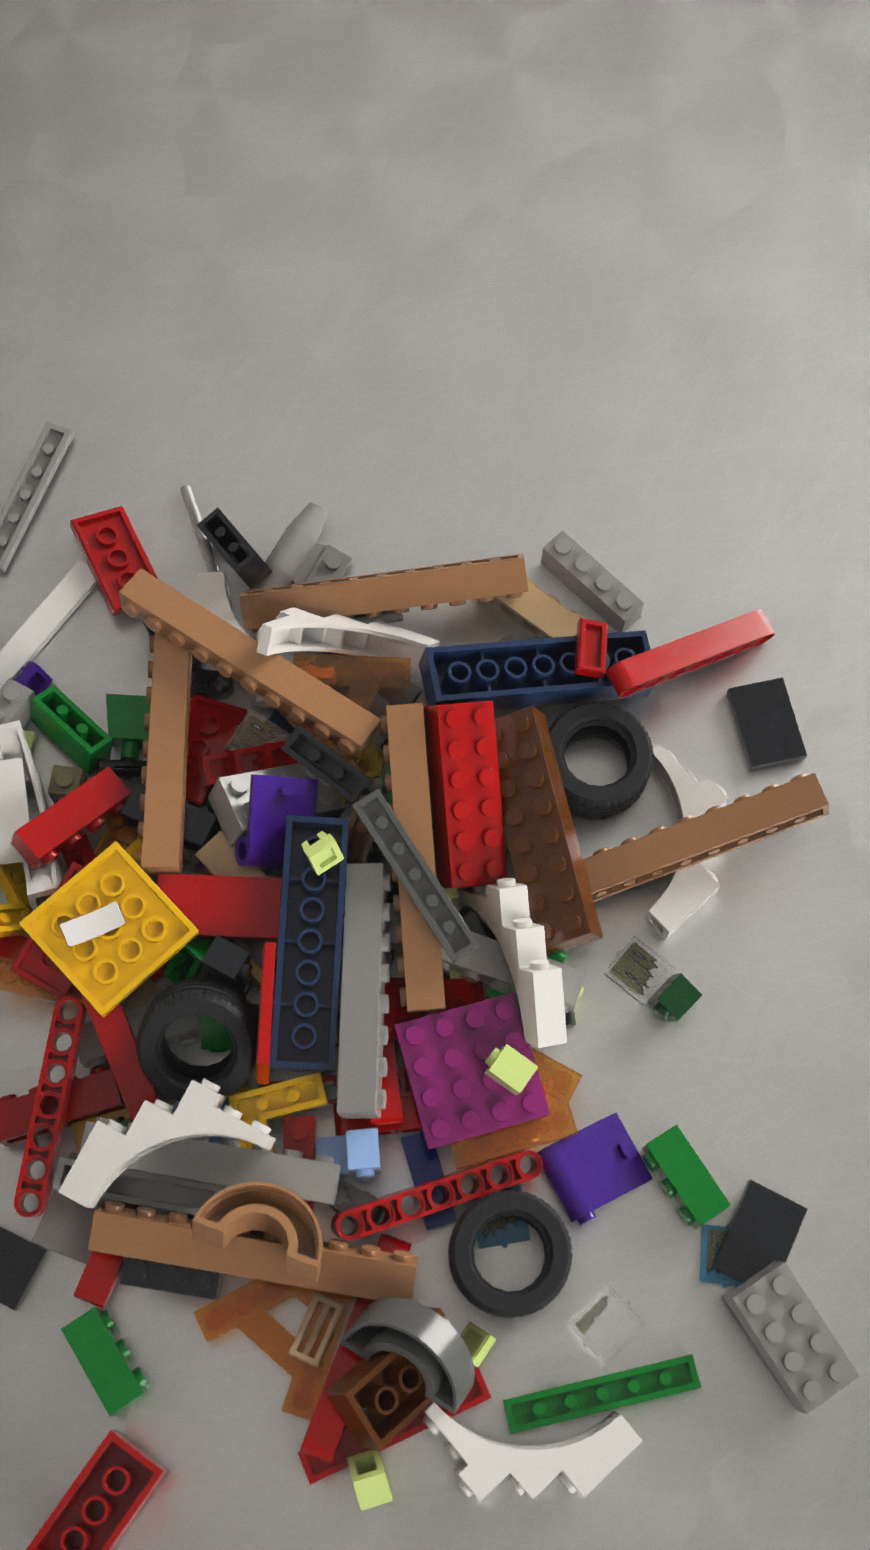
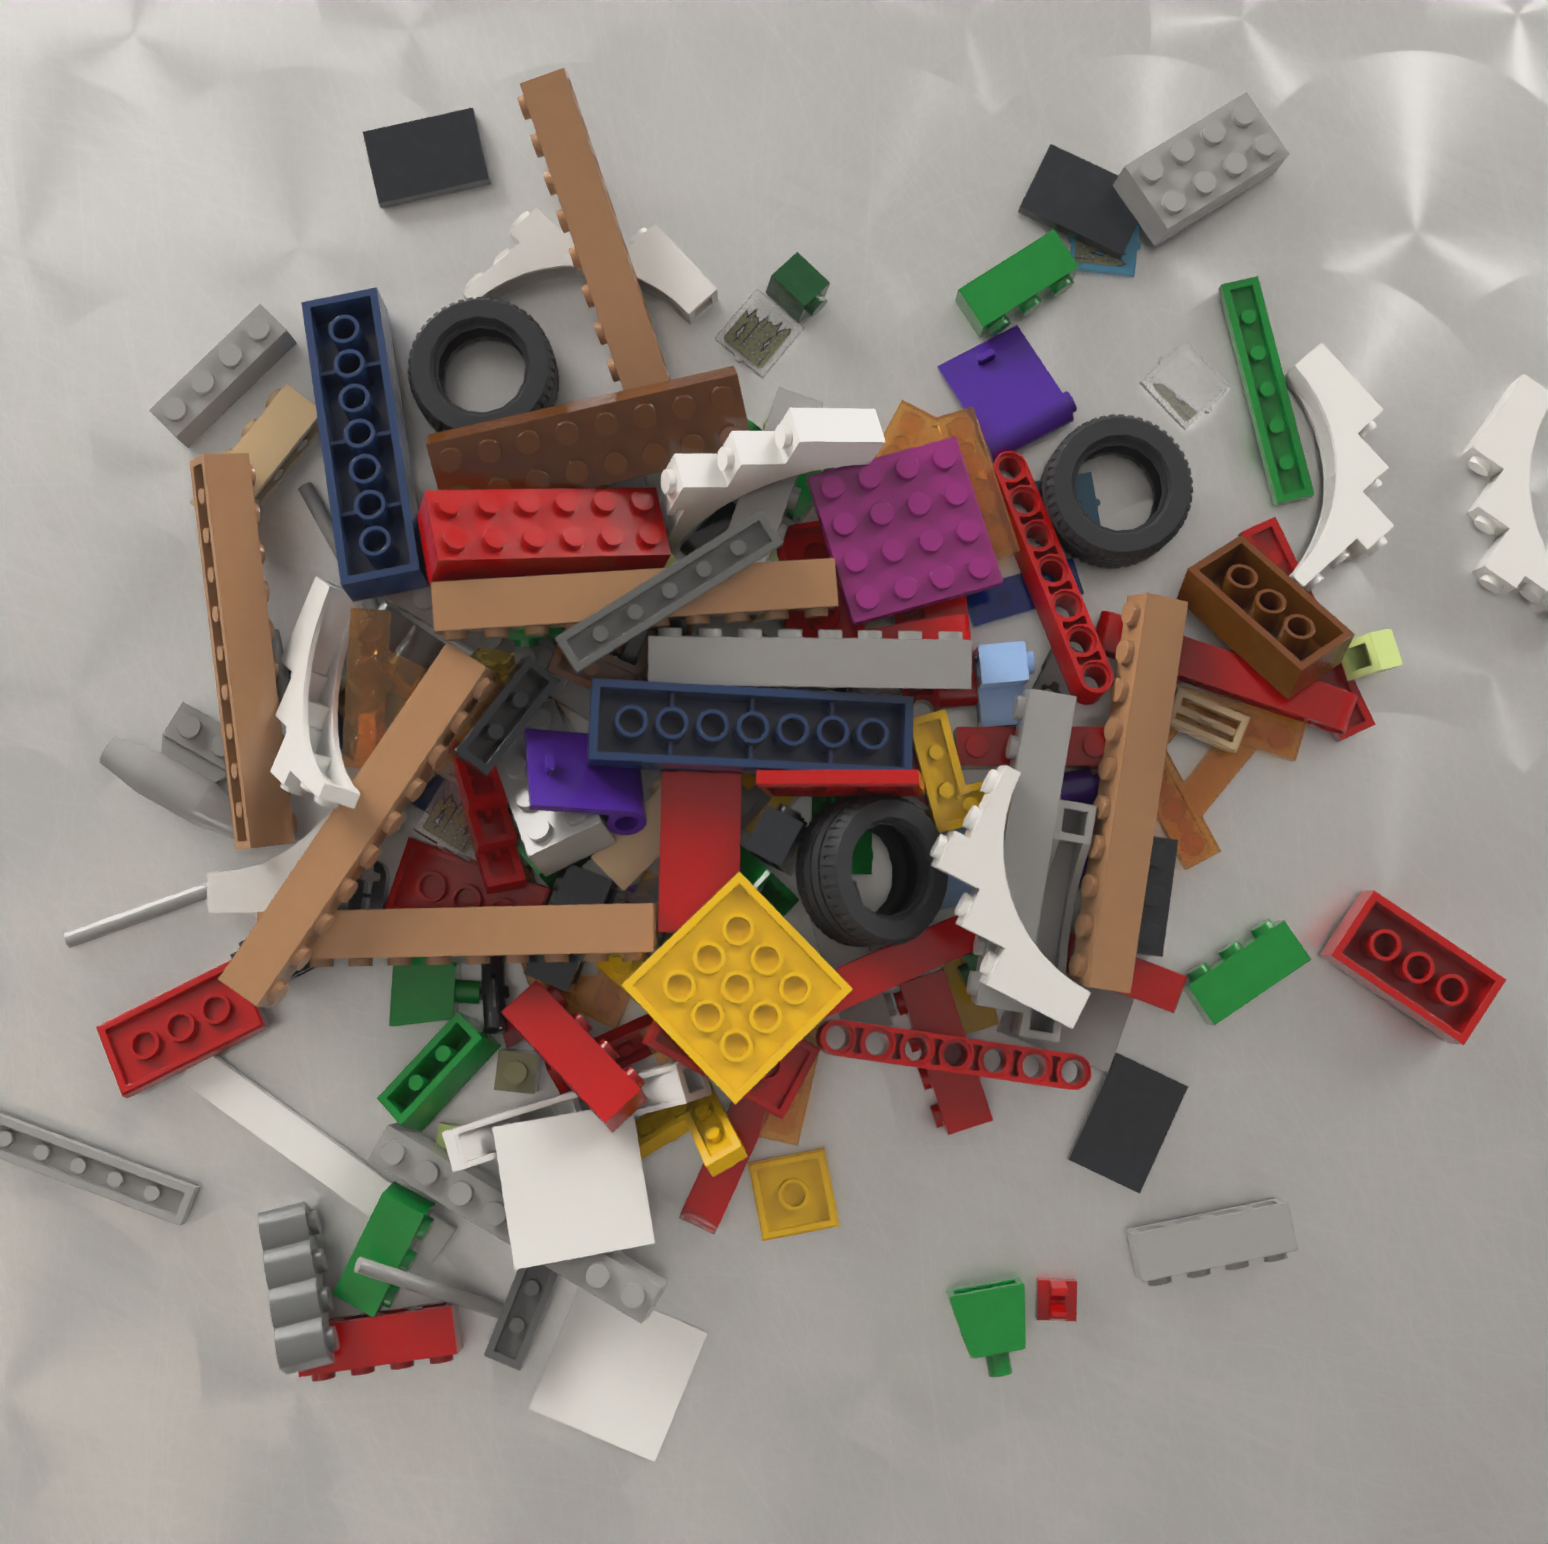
camera: 90 degrees left, 15 degrees up
(34, 678) = (363, 1131): dark purple tile -> none
(92, 924) = (735, 1007): white sticker -> none
(234, 548) = (172, 861): black brick -> none
(265, 1209) = (1092, 756): medium nougat brick -> none
(322, 853) = (644, 707): yellowish green tile -> none
(420, 1337) = (1226, 595): dark grey brick -> none
(477, 1341) = (1213, 534): yellowish green tile -> none
(510, 1069) = (910, 478): yellowish green brick -> none
(591, 648) = (333, 370): red tile -> none
(689, 653) = (336, 244): beam -> none

